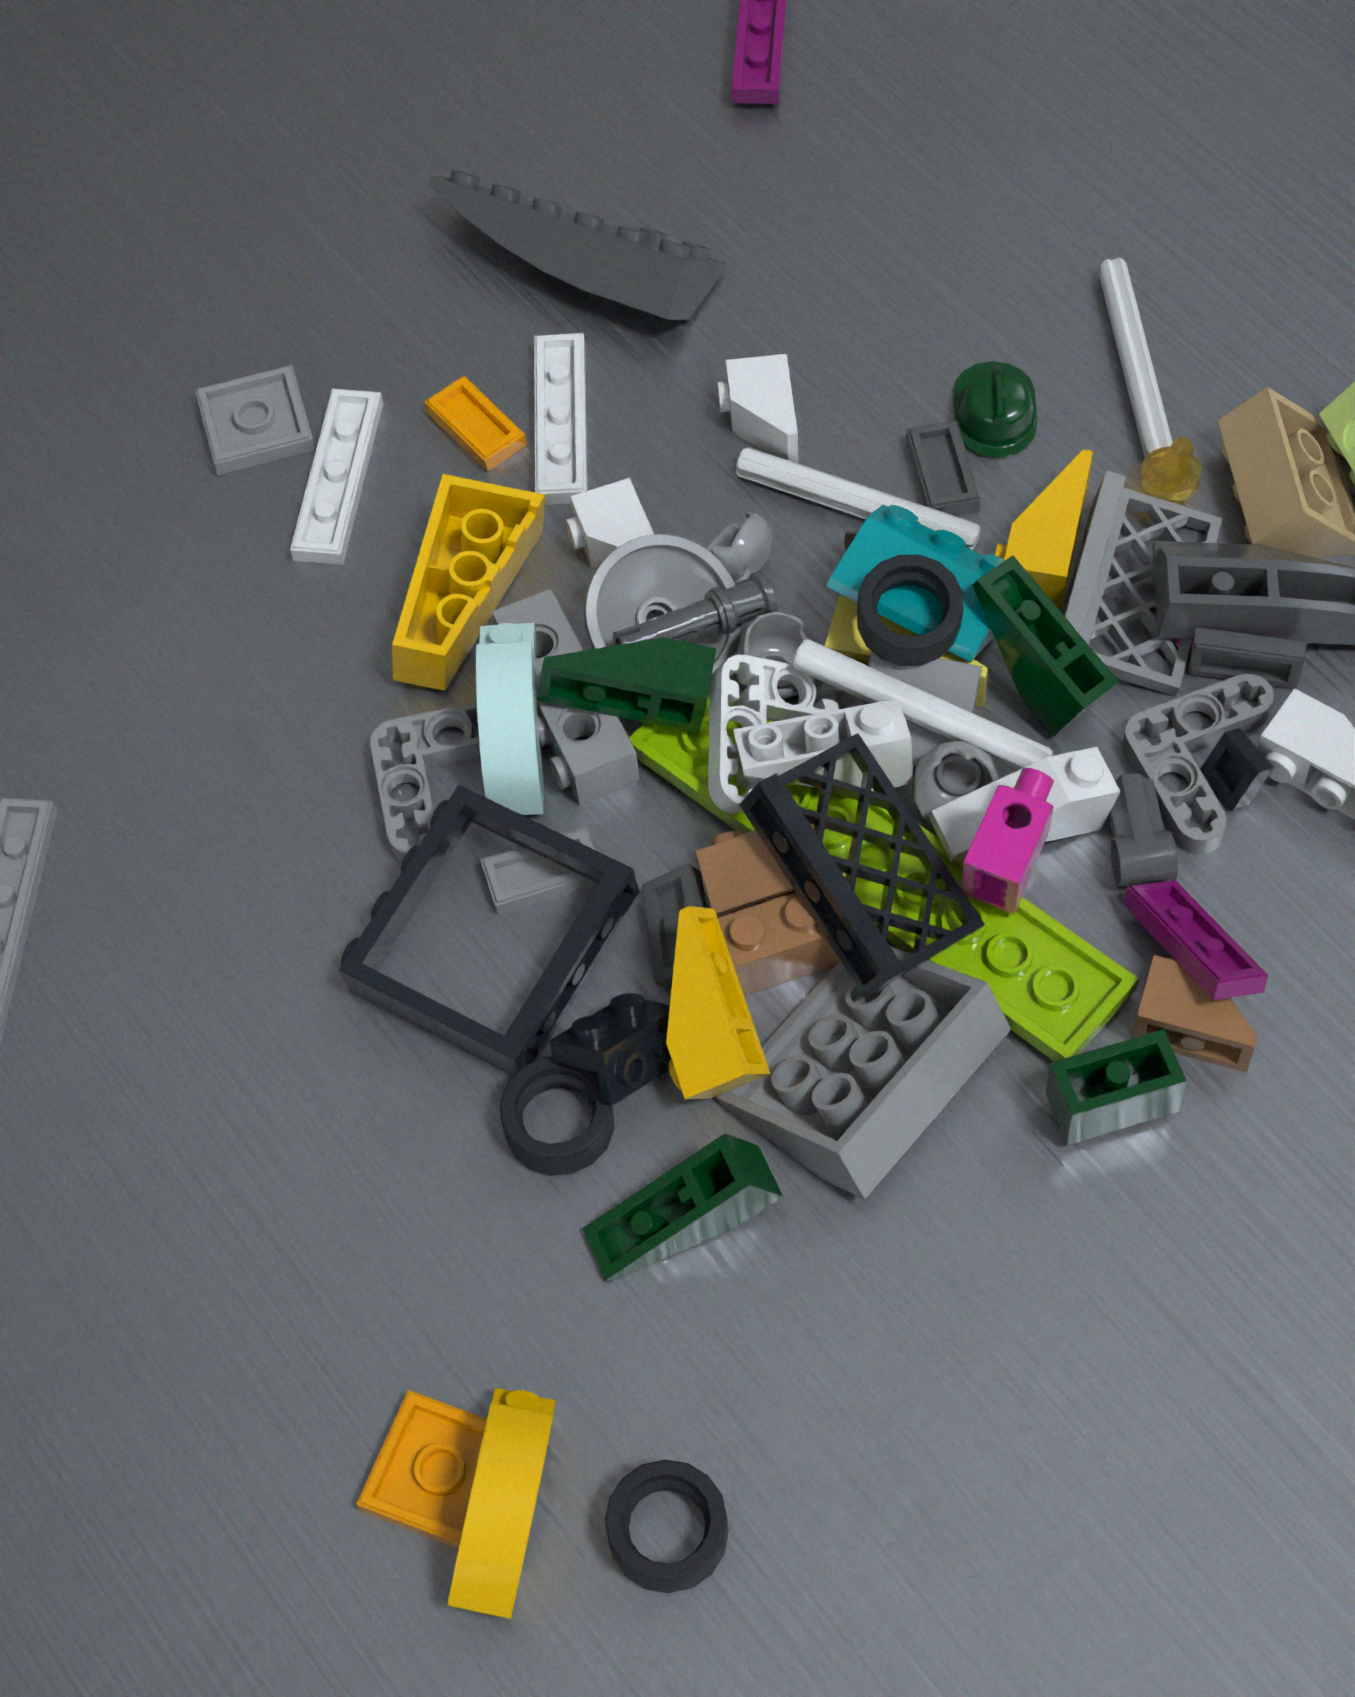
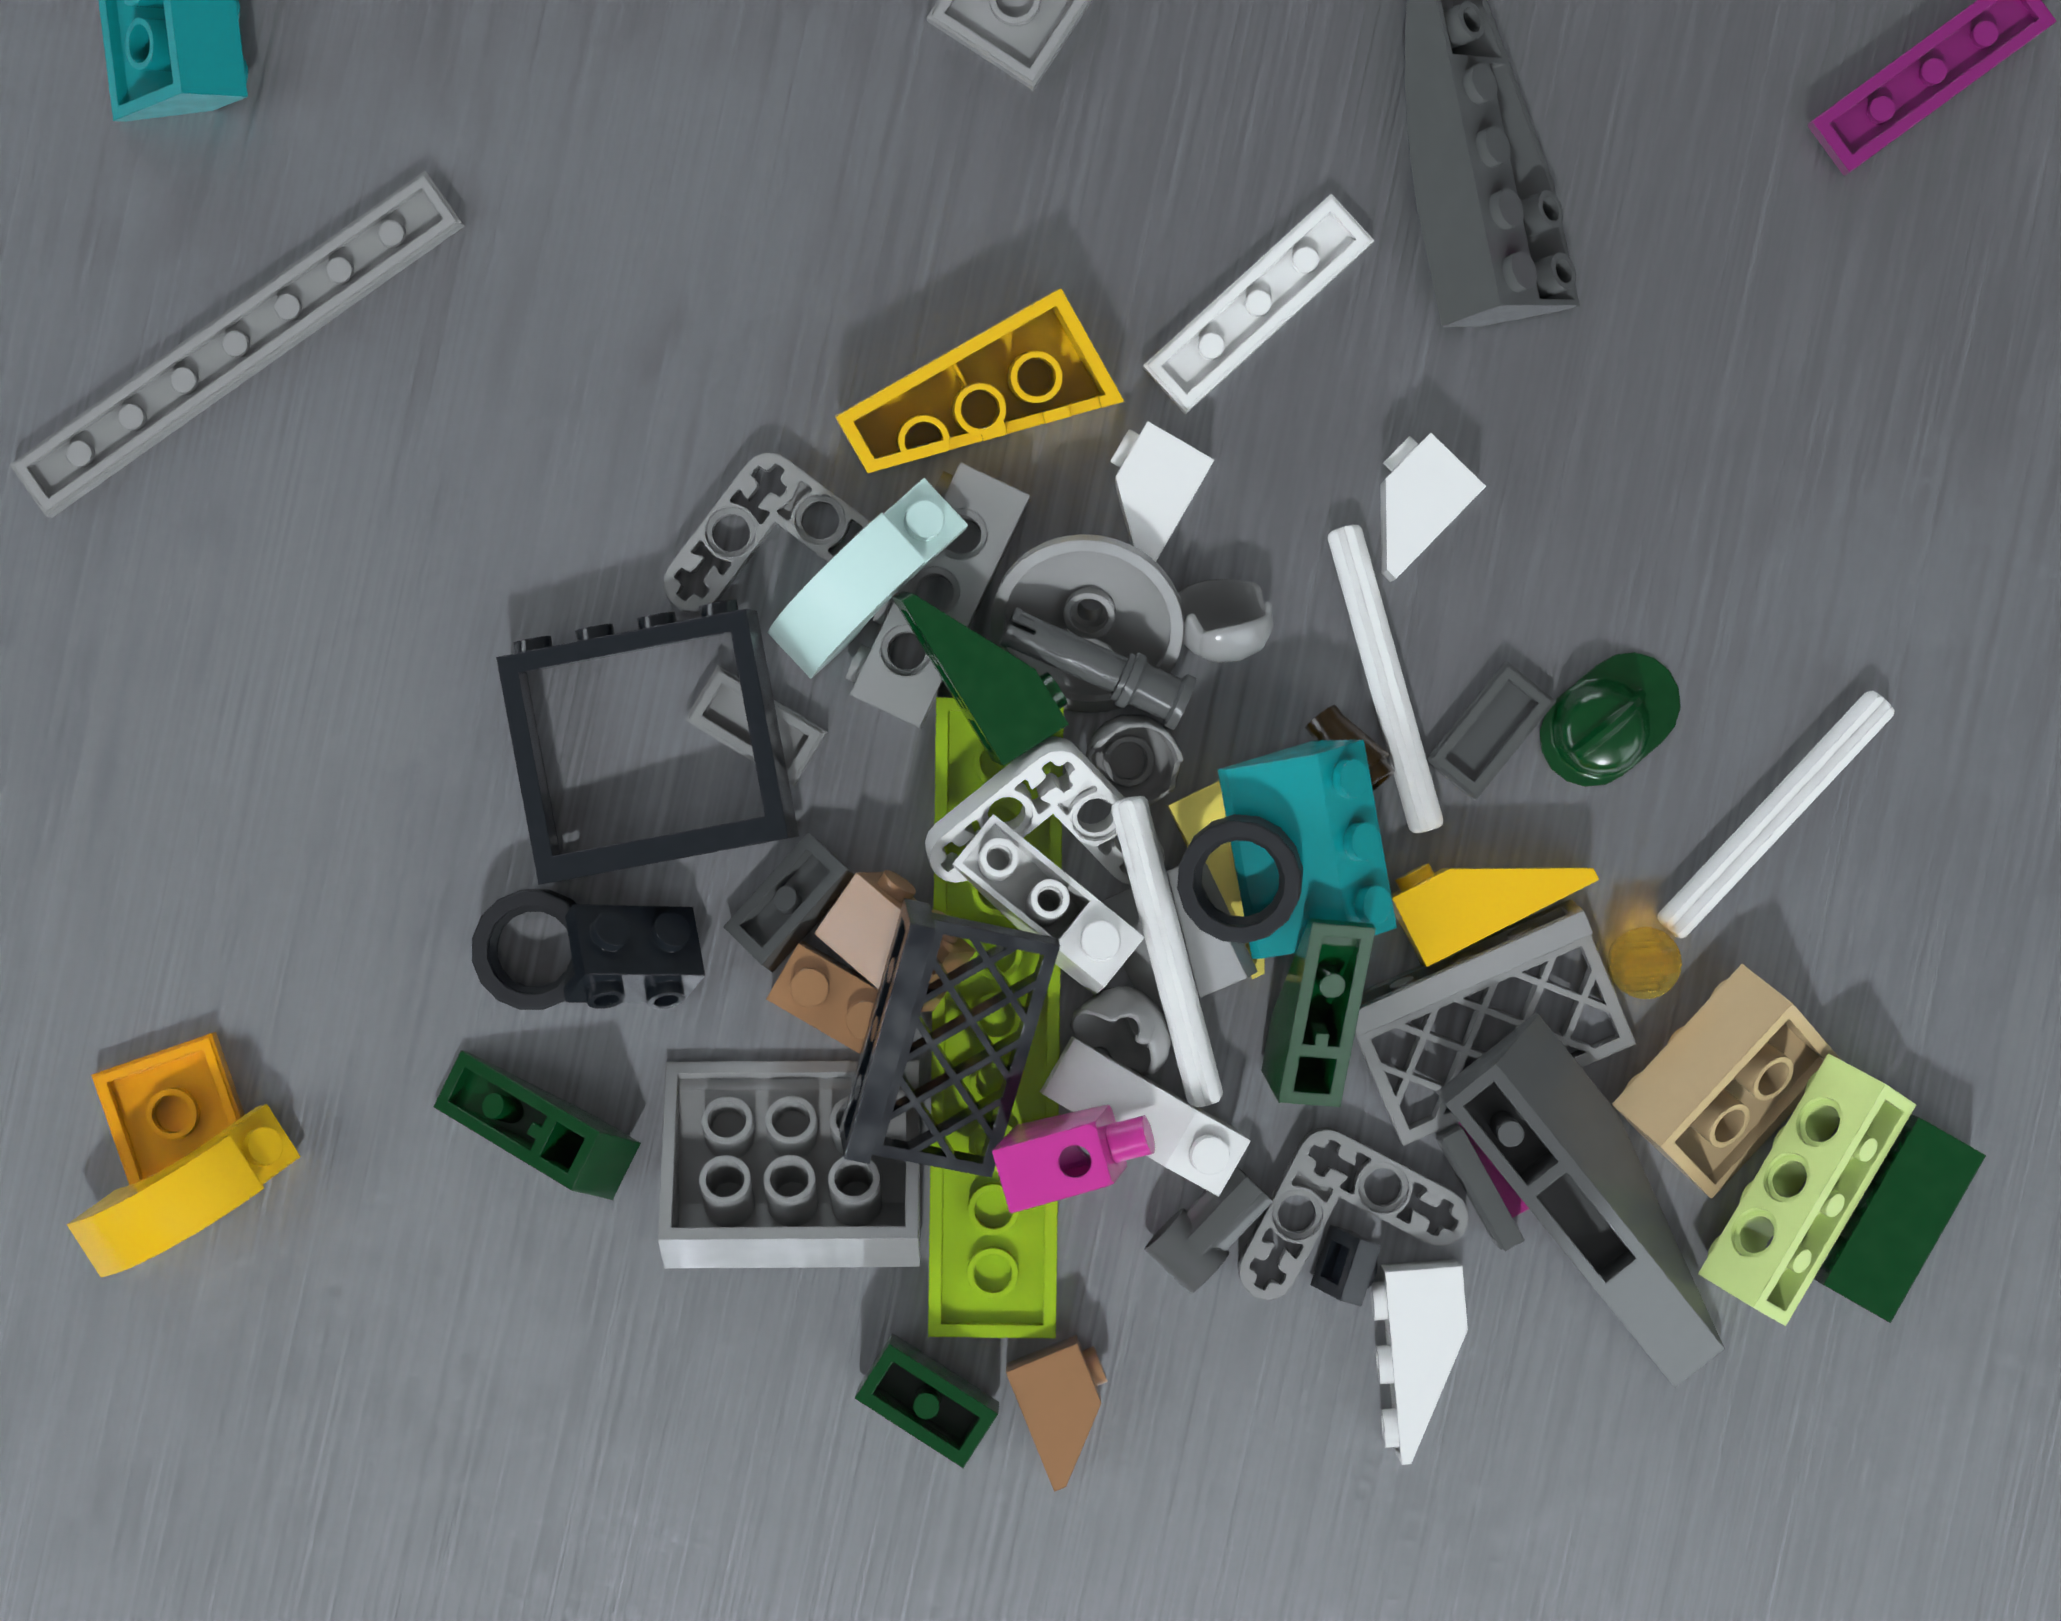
camera: 50 degrees right, 30 degrees up
(337, 477) = (1017, 145): white tile -> none
(475, 423) = (1184, 225): light orange tile -> none
(655, 1478) = (240, 1369): black tyre -> none
(709, 1020) = (700, 1027): yellow slope -> none
(1195, 940) = (1124, 1364): magenta tile -> none

